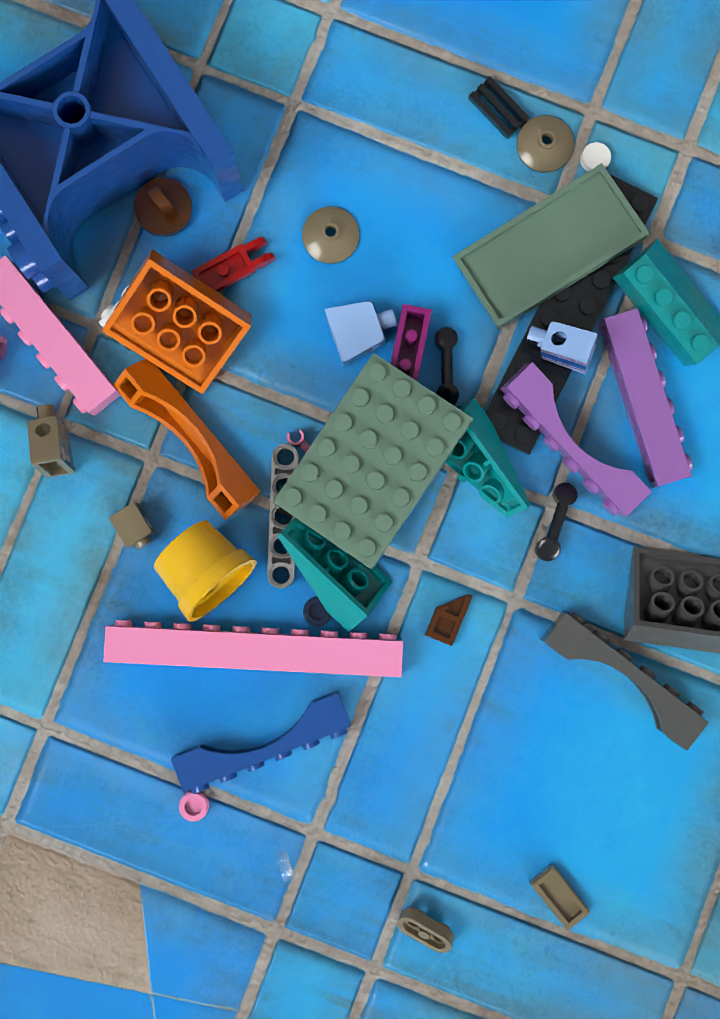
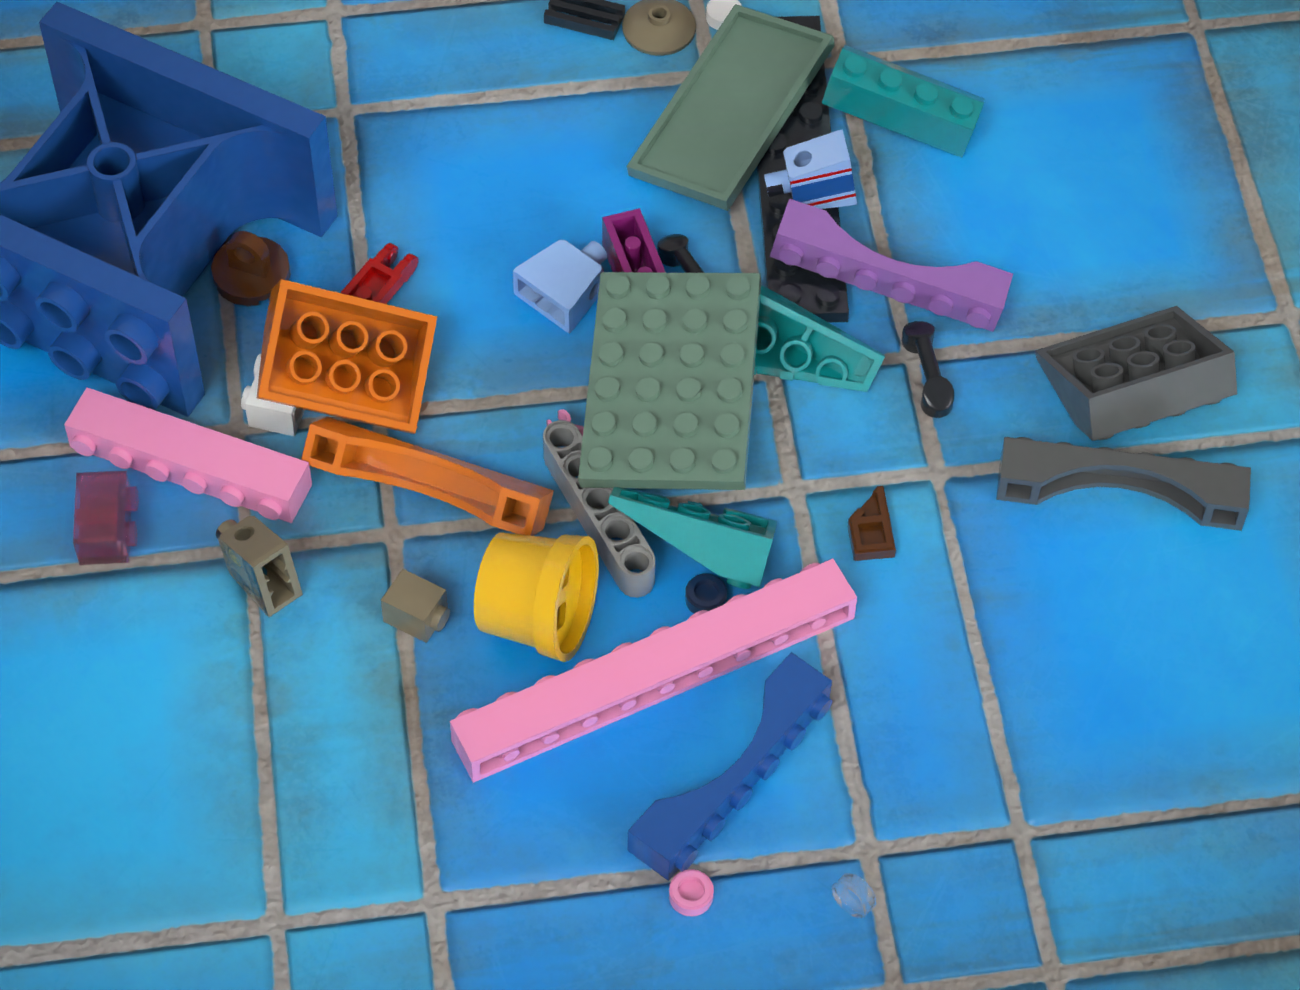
camera: 25 degrees left, 30 degrees down
(334, 248) = (469, 213): dark tan dish -> none
(425, 930) = (1083, 881): dark tan plate -> none
(559, 897) = (1222, 761): dark tan tile -> none
(645, 398) = (942, 199): medium lavender brick -> none

